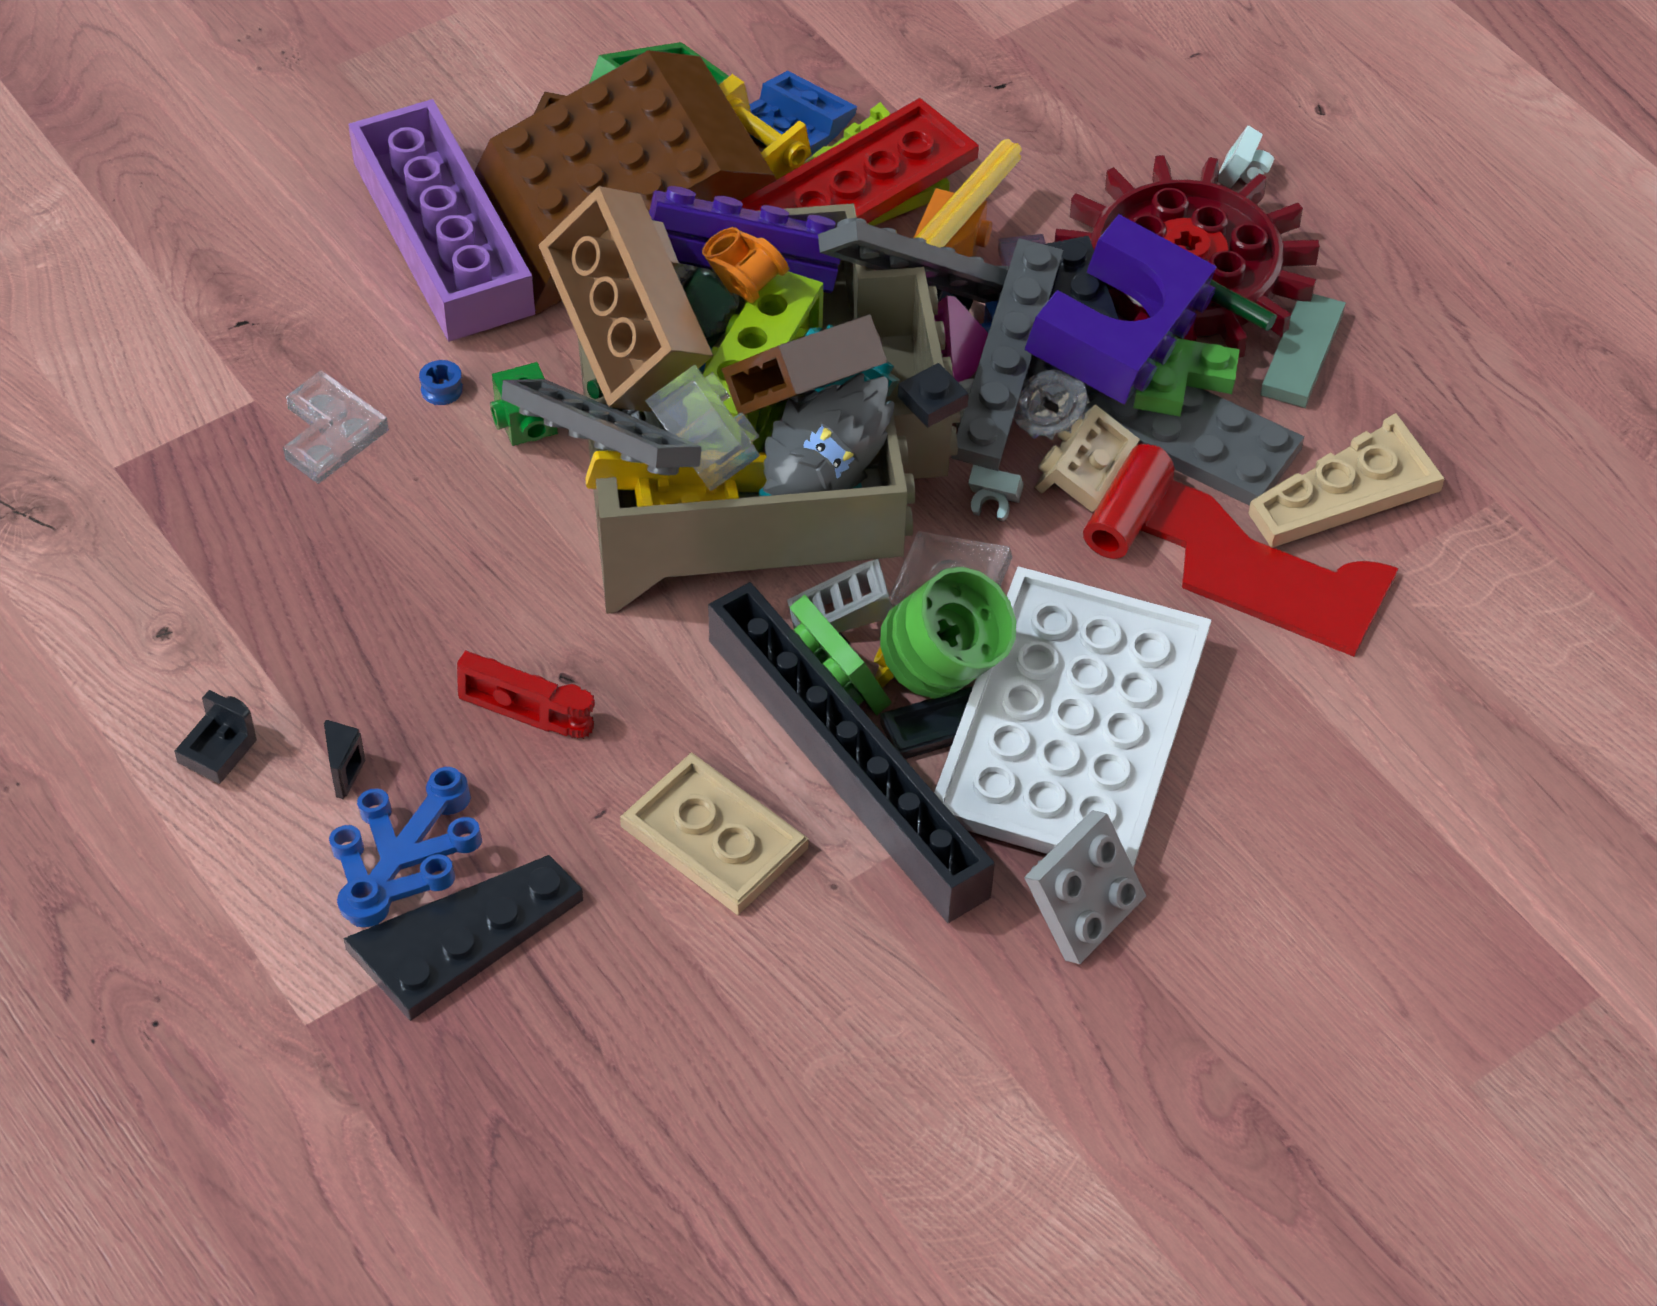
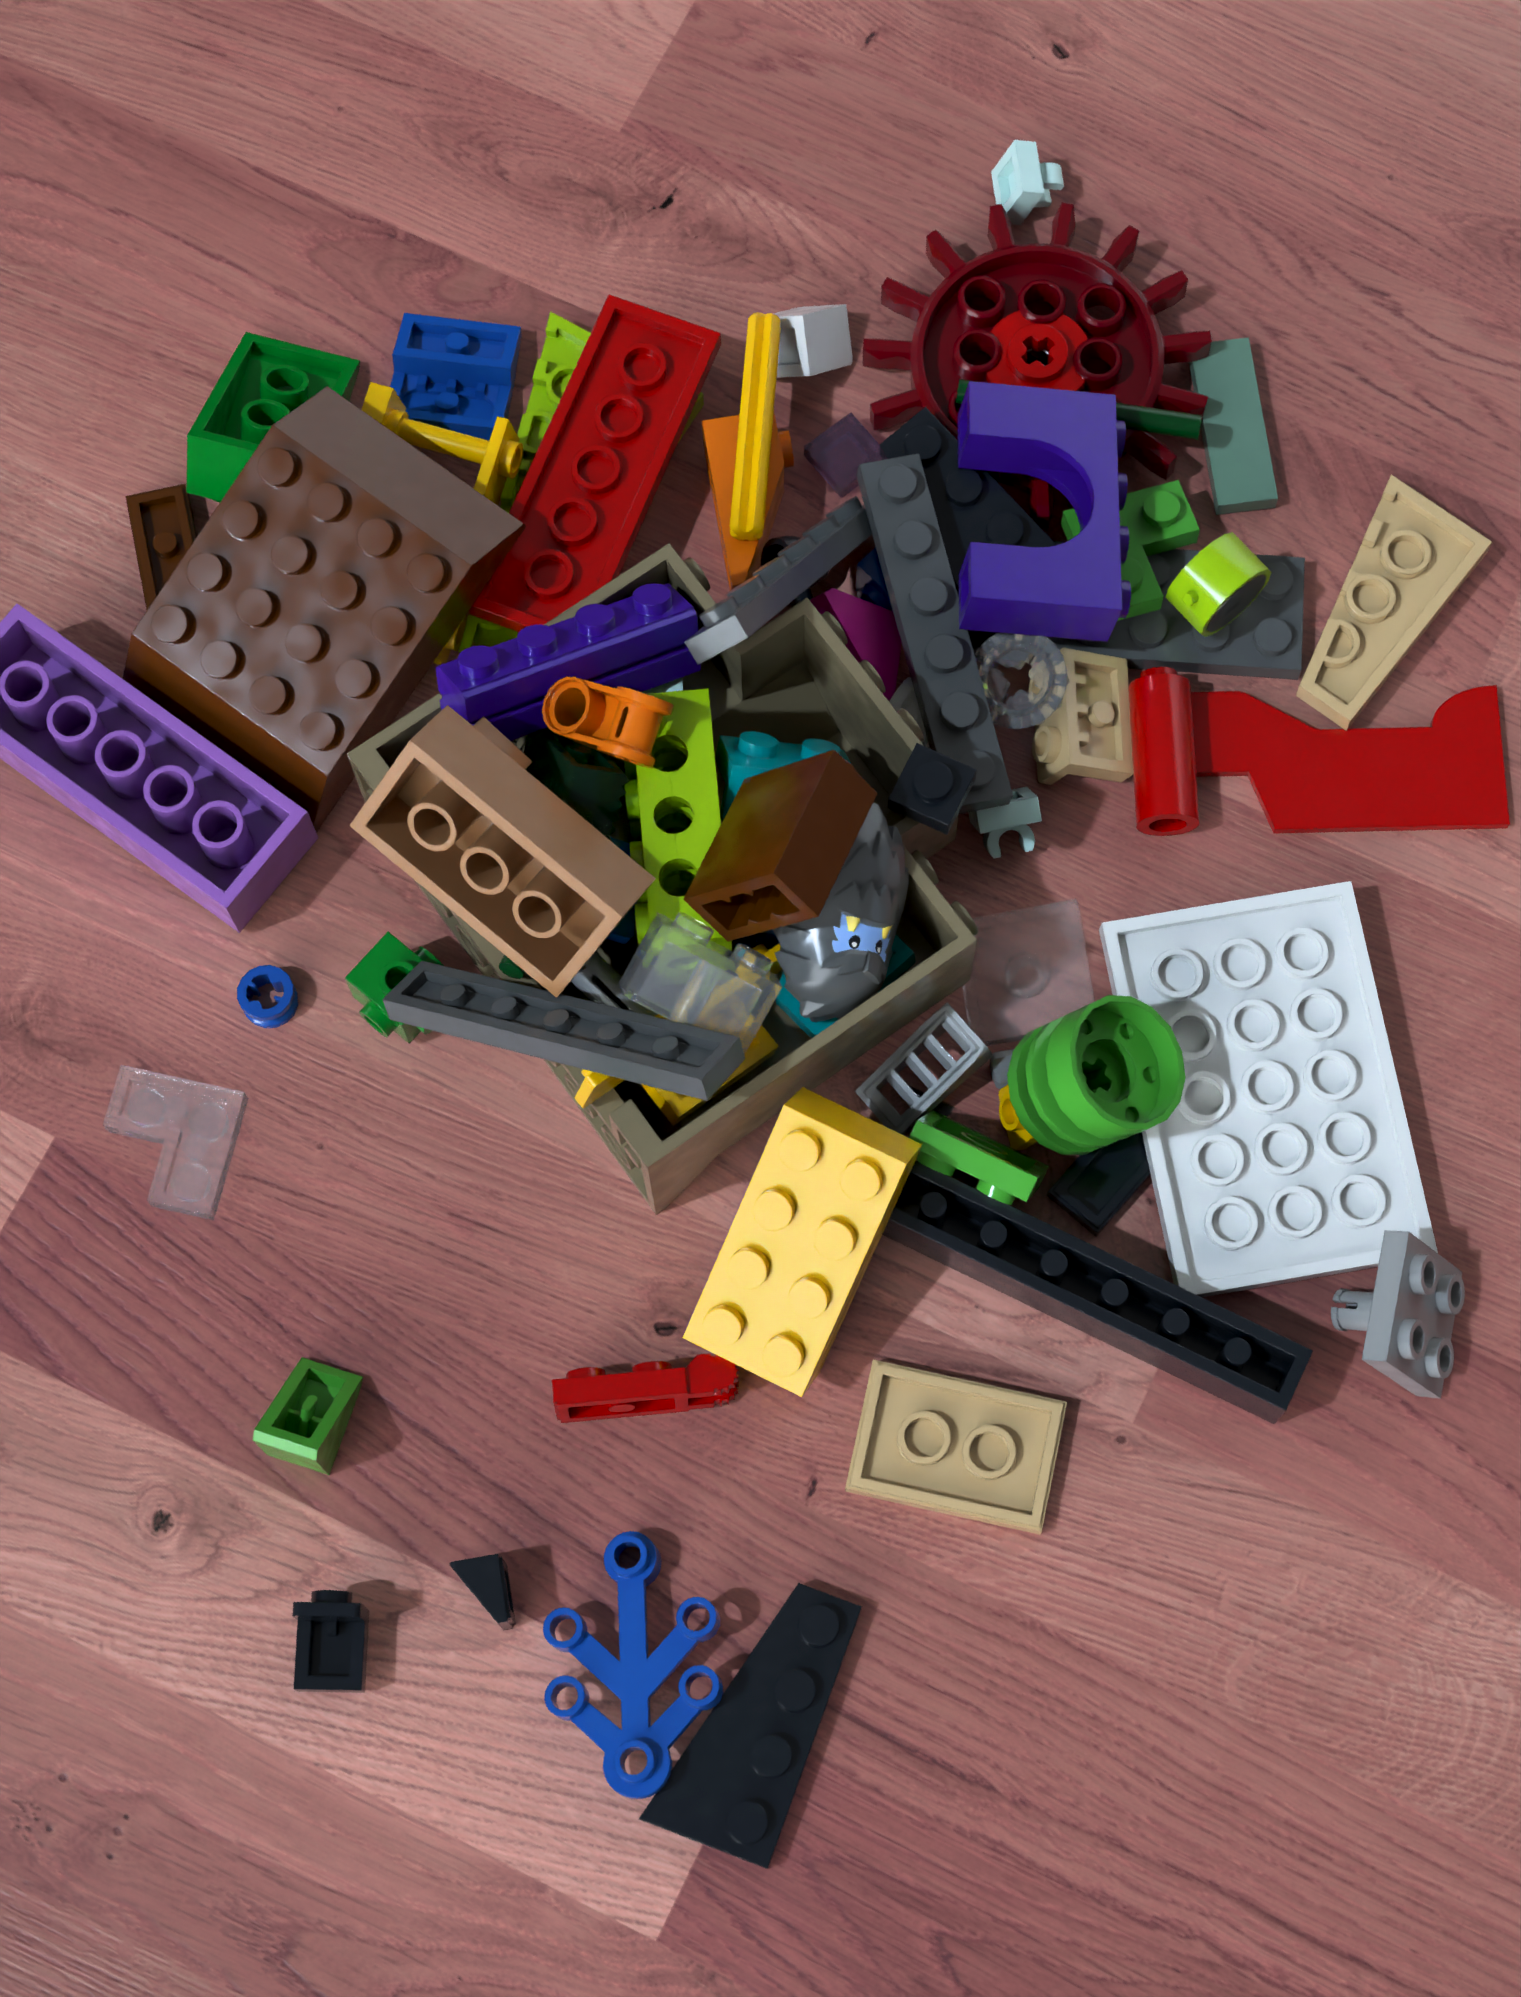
camera: 25 degrees left, 20 degrees up
(293, 612) = (309, 1416): none -> bright green slope
(682, 637) = (801, 1240): none -> yellow brick
(1039, 182) = (813, 340): none -> white panel
(1223, 407) = (1218, 584): none -> lime piece

